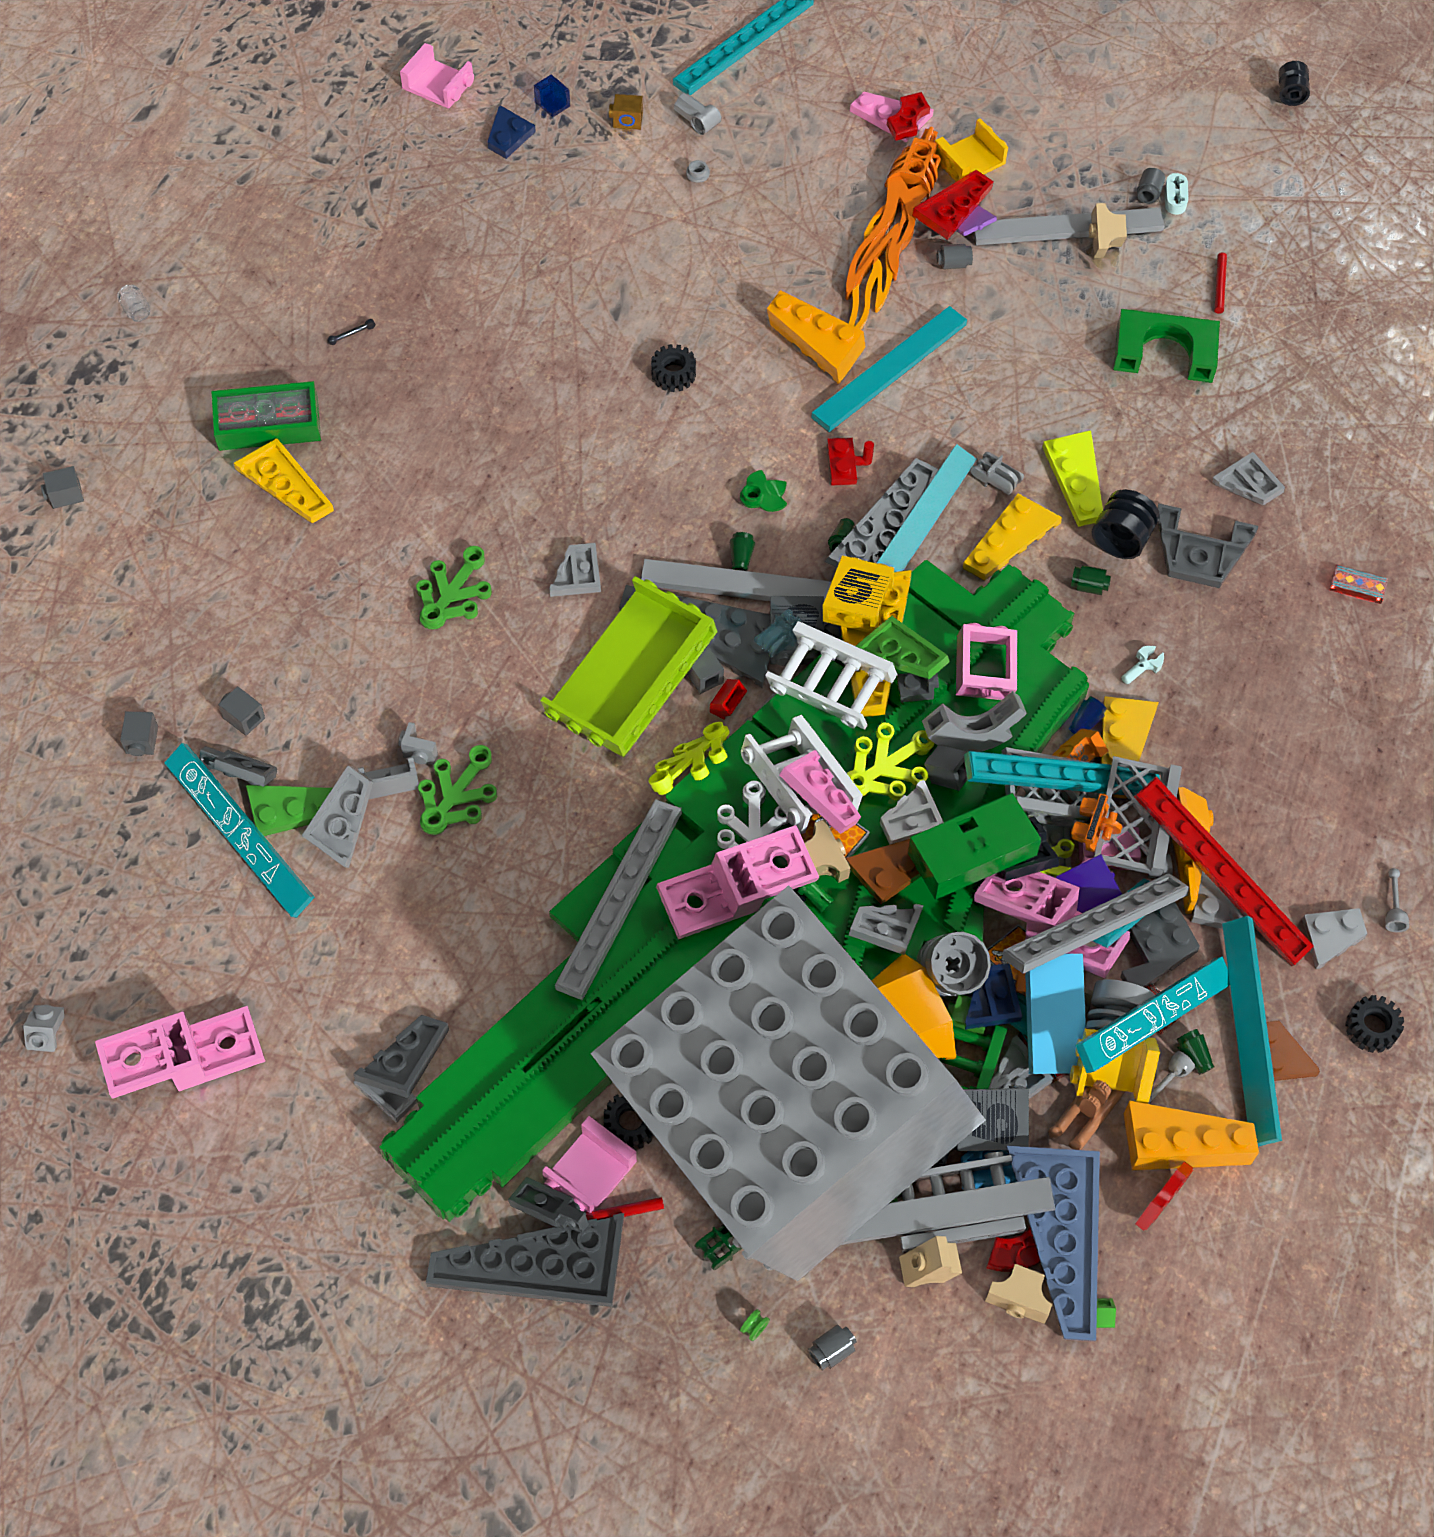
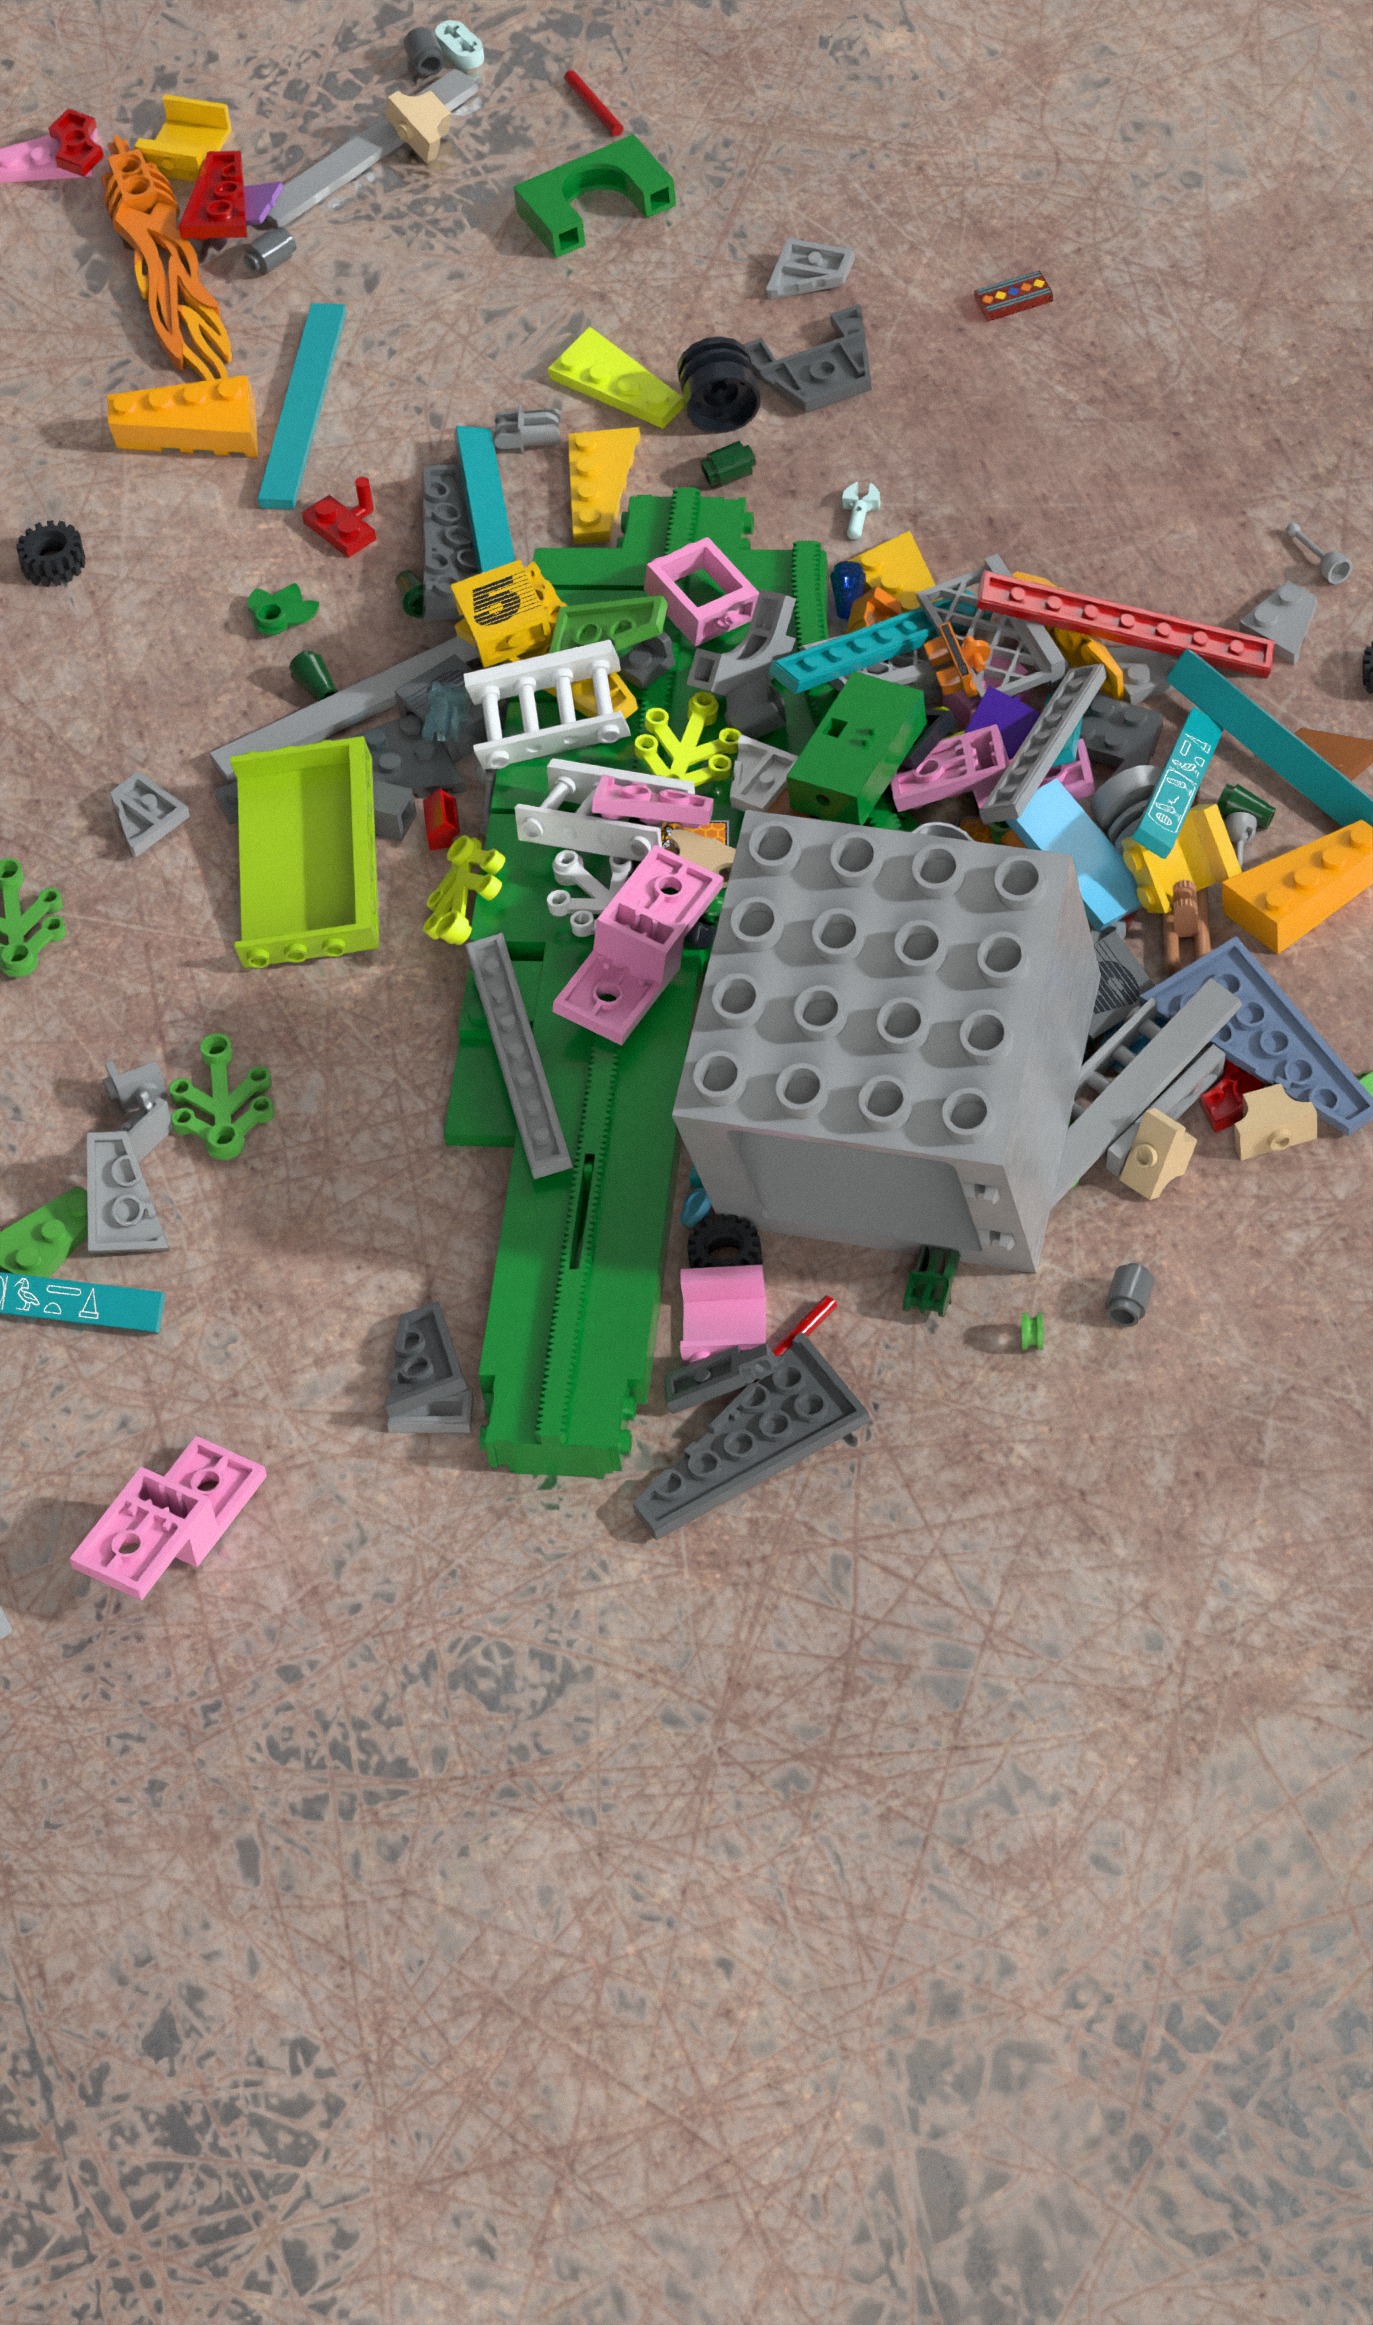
camera: 30 degrees left, 10 degrees down
(1164, 1196) = (1333, 943): red tile -> none

